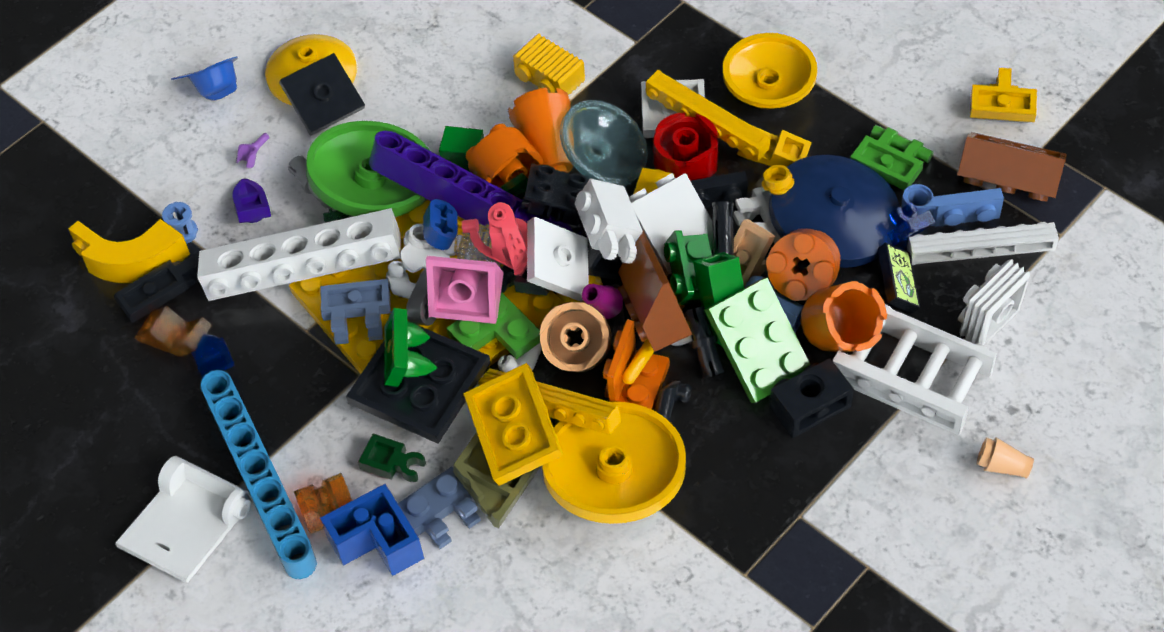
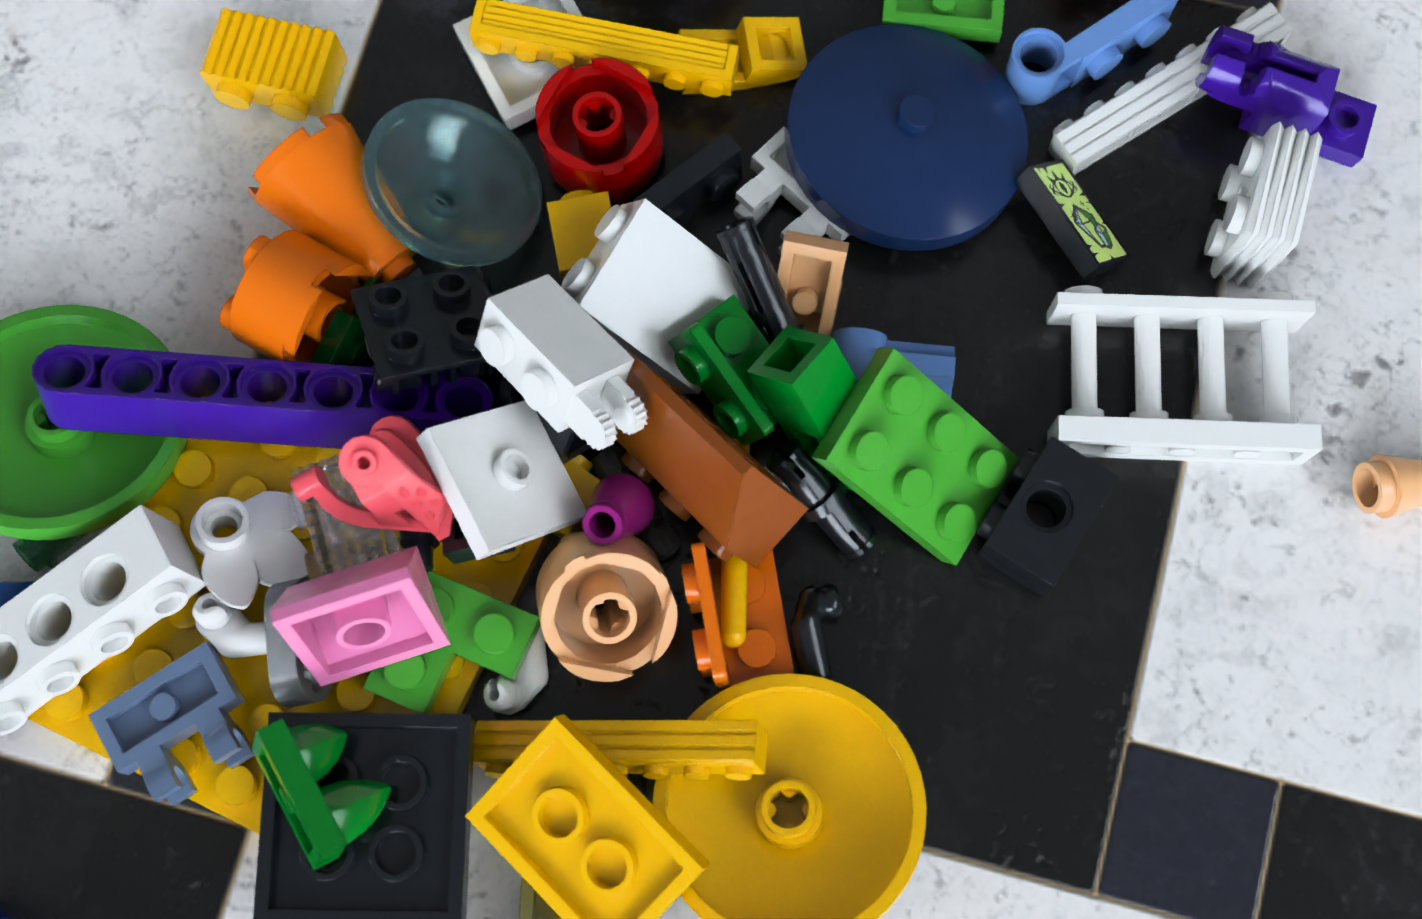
camera: 25 degrees left, 20 degrees up
(440, 224) = (233, 490): blue beam -> none
(457, 142) = (193, 296): green brick -> none
(777, 180) = (794, 118): yellow plate -> none
(796, 246) = (921, 274): orange brick -> none
(844, 317) = (1043, 353): orange cylinder -> none
(908, 223) = (1048, 111): clear blue tile -> none
(1042, 262) = (1286, 88): none -> dark purple plate

